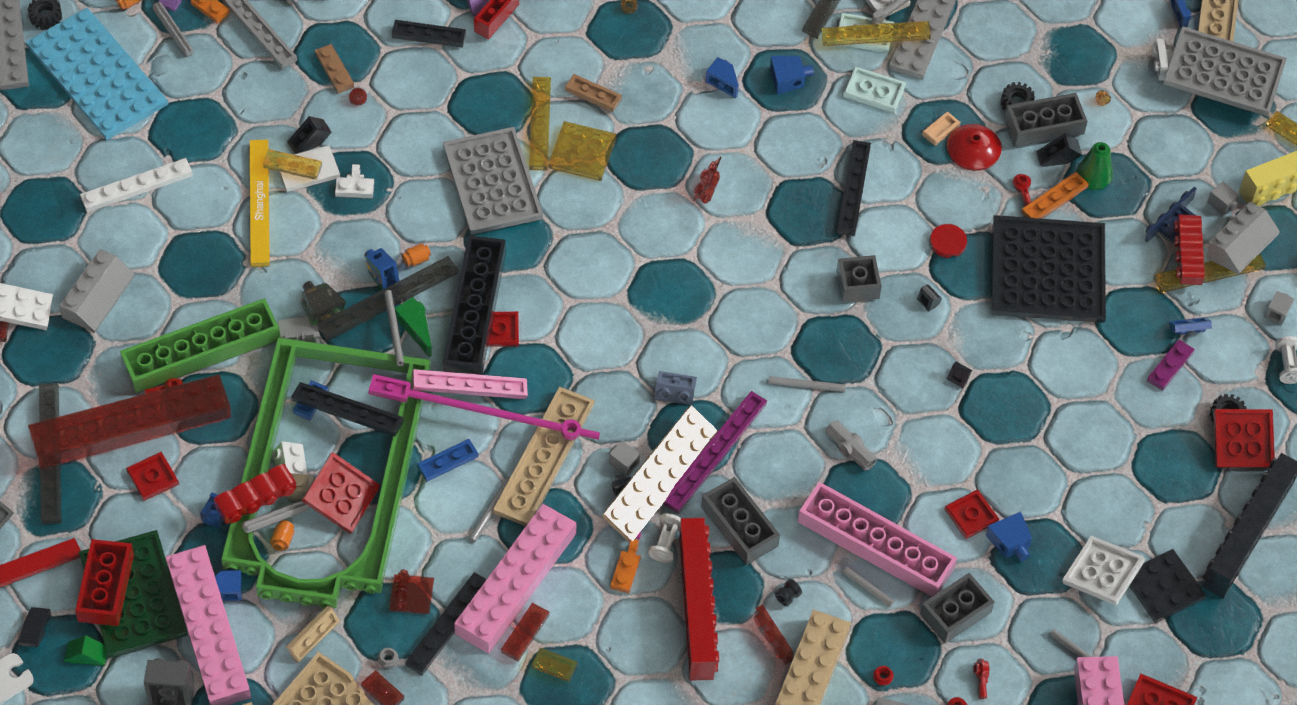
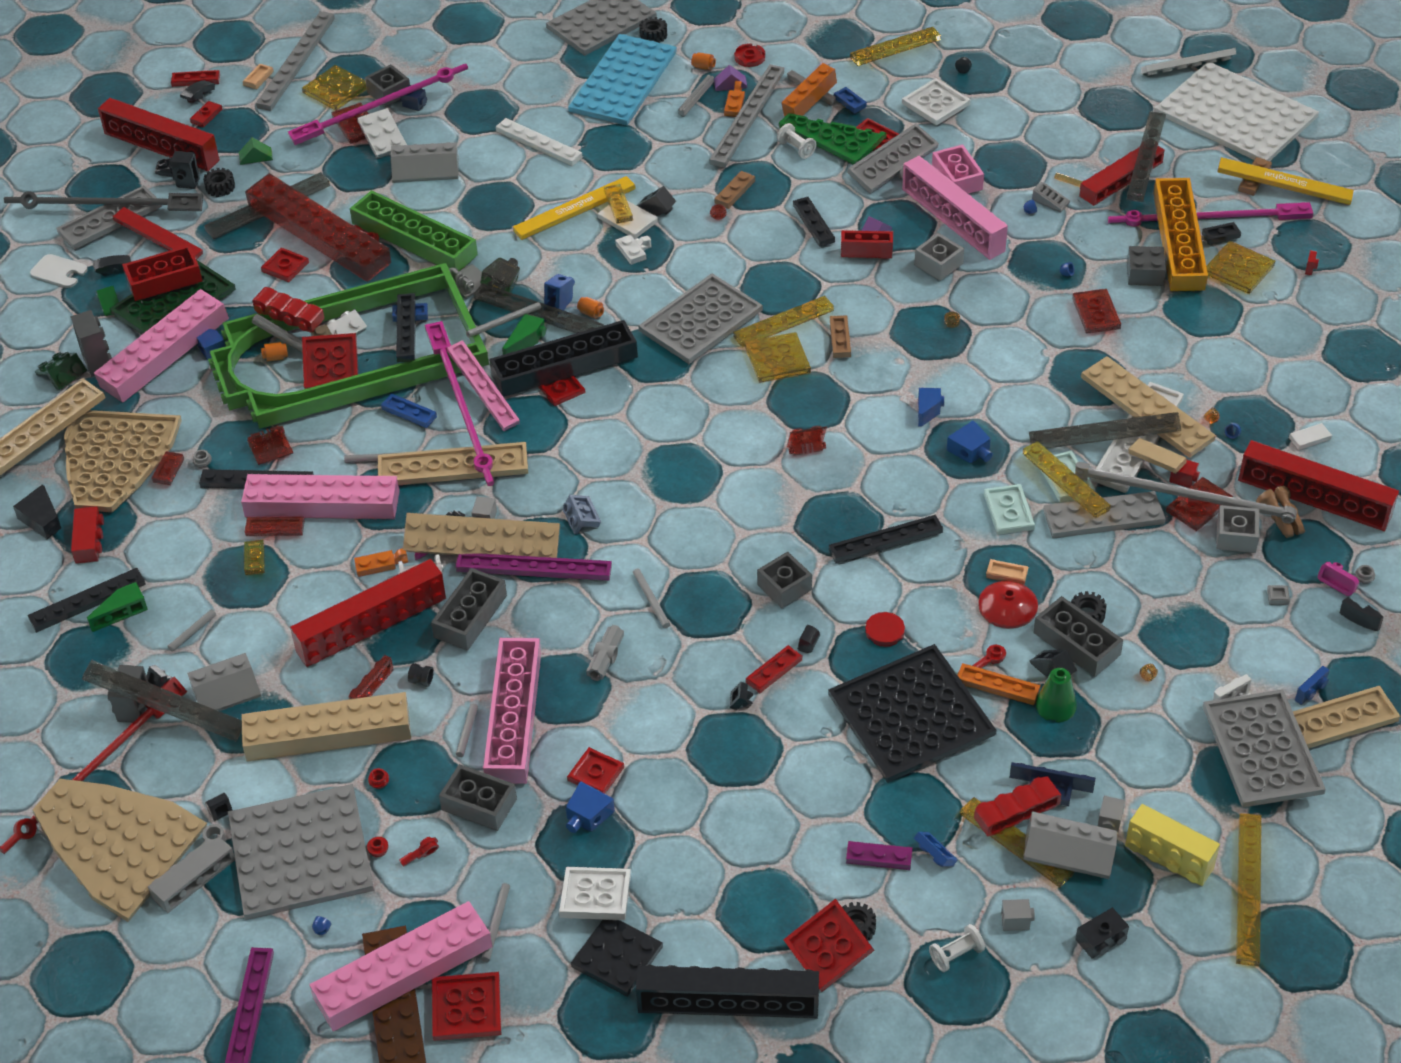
camera: 65 degrees right, 10 degrees down
(312, 634) = (195, 406): tan tile -> none
(941, 337) = (774, 669): none -> red tile

